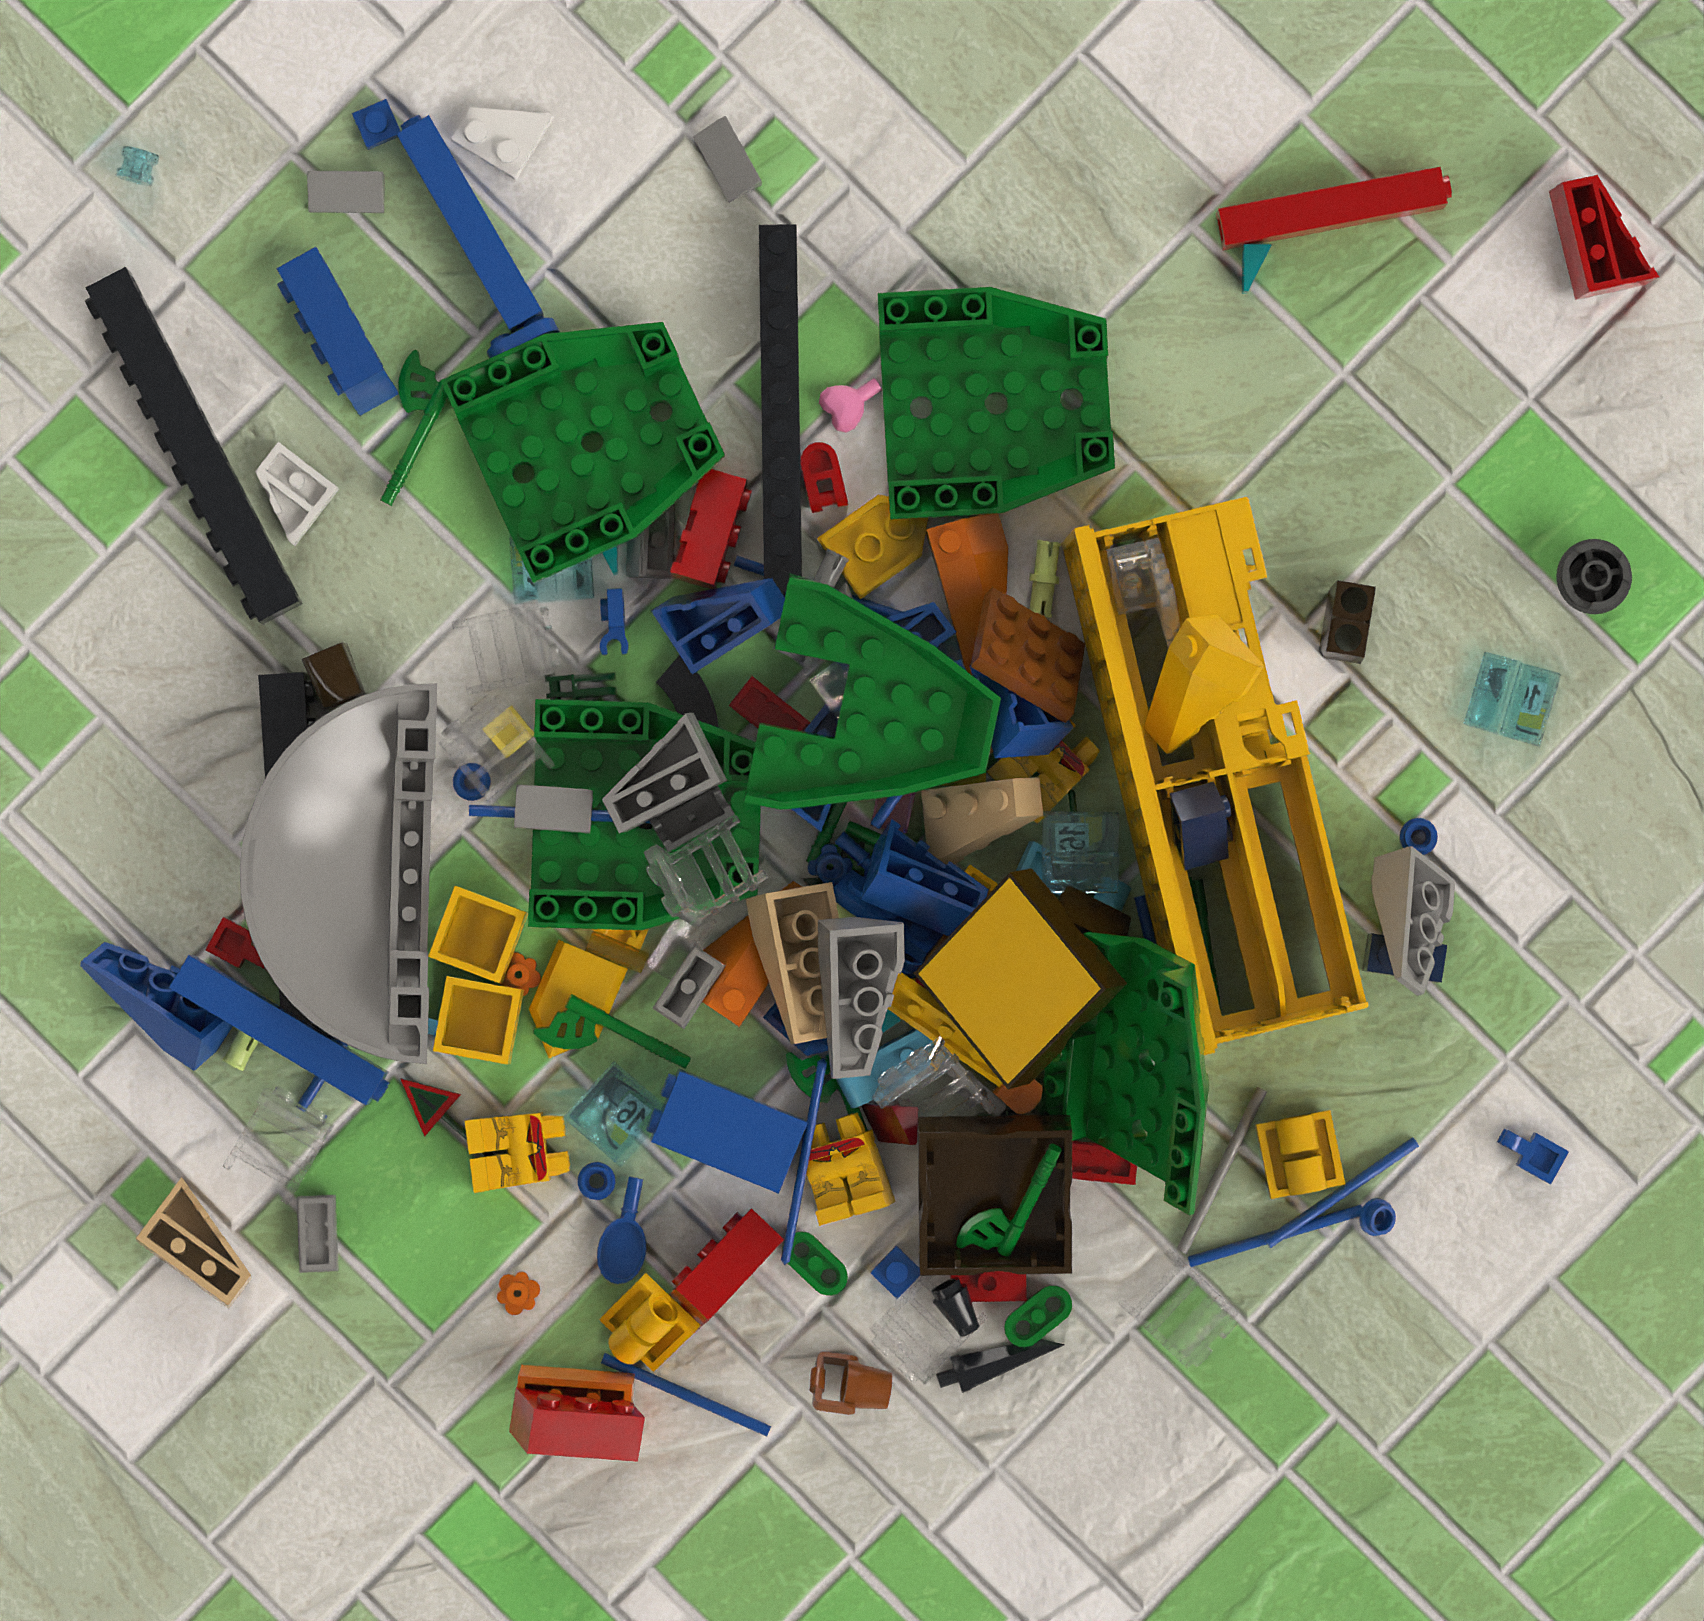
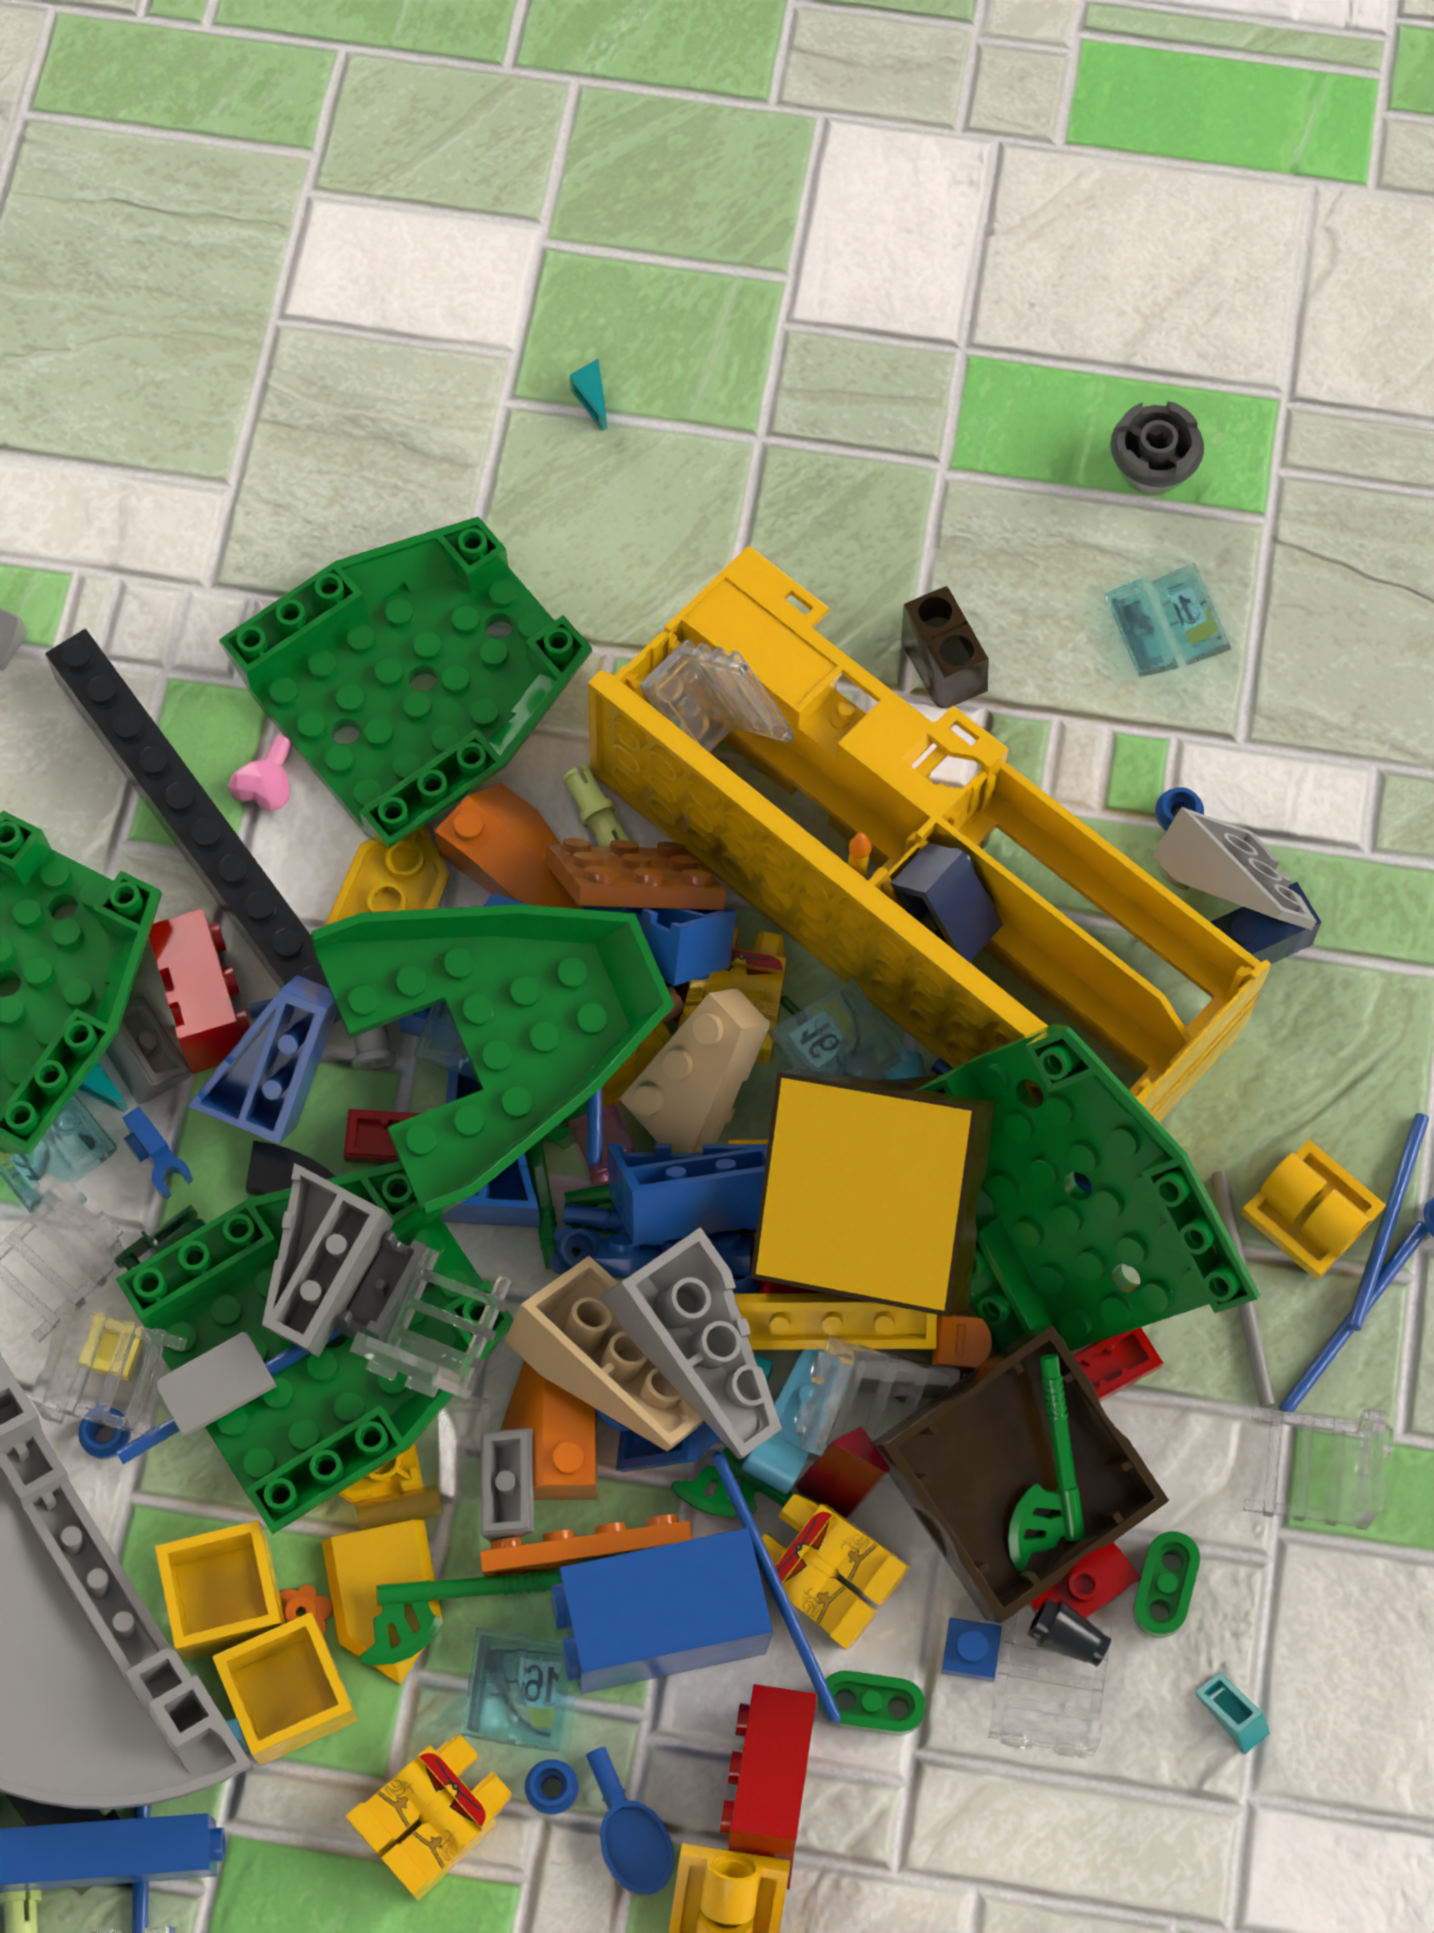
camera: 30 degrees left, 20 degrees down
(431, 1105) = (296, 1834): piece -> none
(726, 1062) = (563, 1549): none -> orange plate
(818, 464) = (278, 853): red plate -> none
(860, 1385) = (1024, 1808): dark orange piece -> none
(984, 1365) = (1147, 1688): black bar -> none
(1023, 1413) = (1234, 1712): none -> teal piece
(1164, 759) = (859, 850): none -> orange piece
(1199, 678) = (834, 742): yellow wedge -> none
(1333, 208) = (633, 293): red brick -> none
(1595, 240) = (914, 162): red wedge -> none

